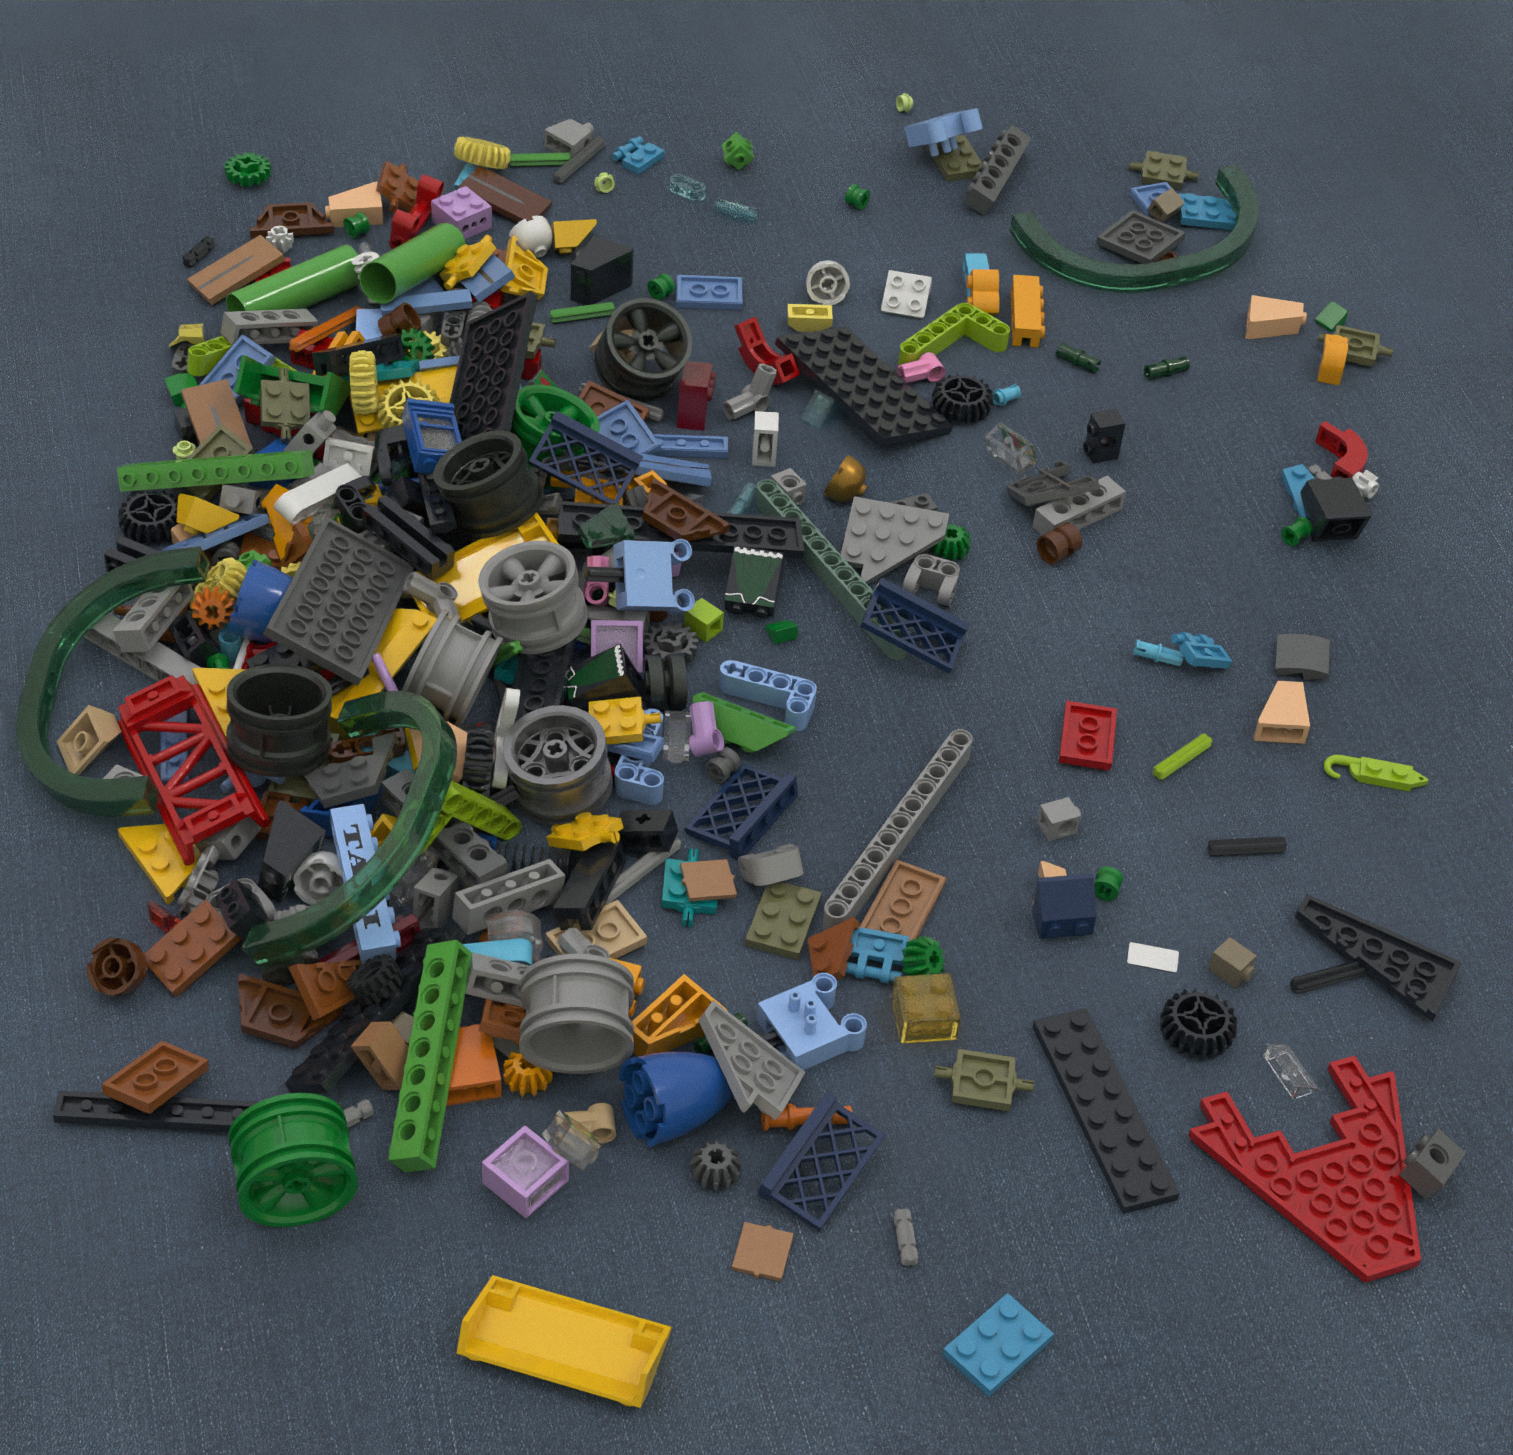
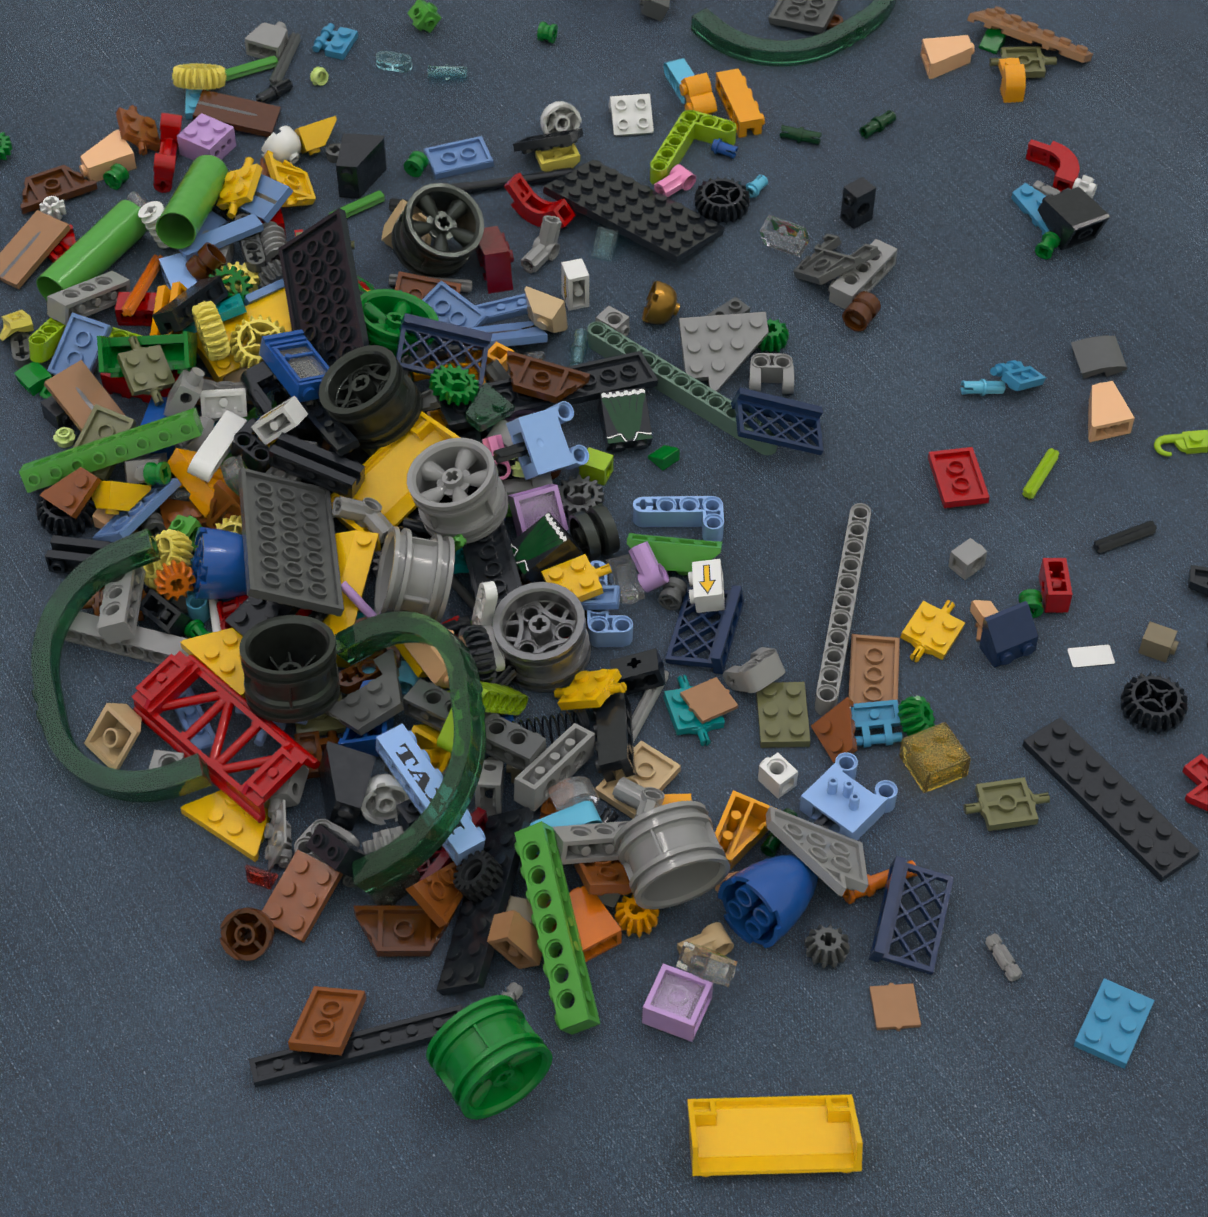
camera: 15 degrees left, 5 degrees up
(158, 499) = (72, 491): none -> dark orange wing
(247, 503) = (157, 473): none -> green wheel
(389, 483) = (279, 420): none -> white brick
(553, 186) = (274, 91): none -> black axle
(581, 496) = (453, 384): none -> green gear
(705, 322) = (498, 183): none -> black piece
(721, 456) = (546, 310): none -> tan slope
(746, 977) = (780, 783): none -> white brick
(760, 766) = (707, 586): none -> white brick
(804, 297) = (548, 141): none -> black plate
(985, 348) = (724, 148): none -> blue pin
(986, 881) = (932, 630): none -> yellow plate
(1141, 871) = (1055, 585): none -> red brick
(1362, 309) = (1029, 32): none -> medium nougat wing

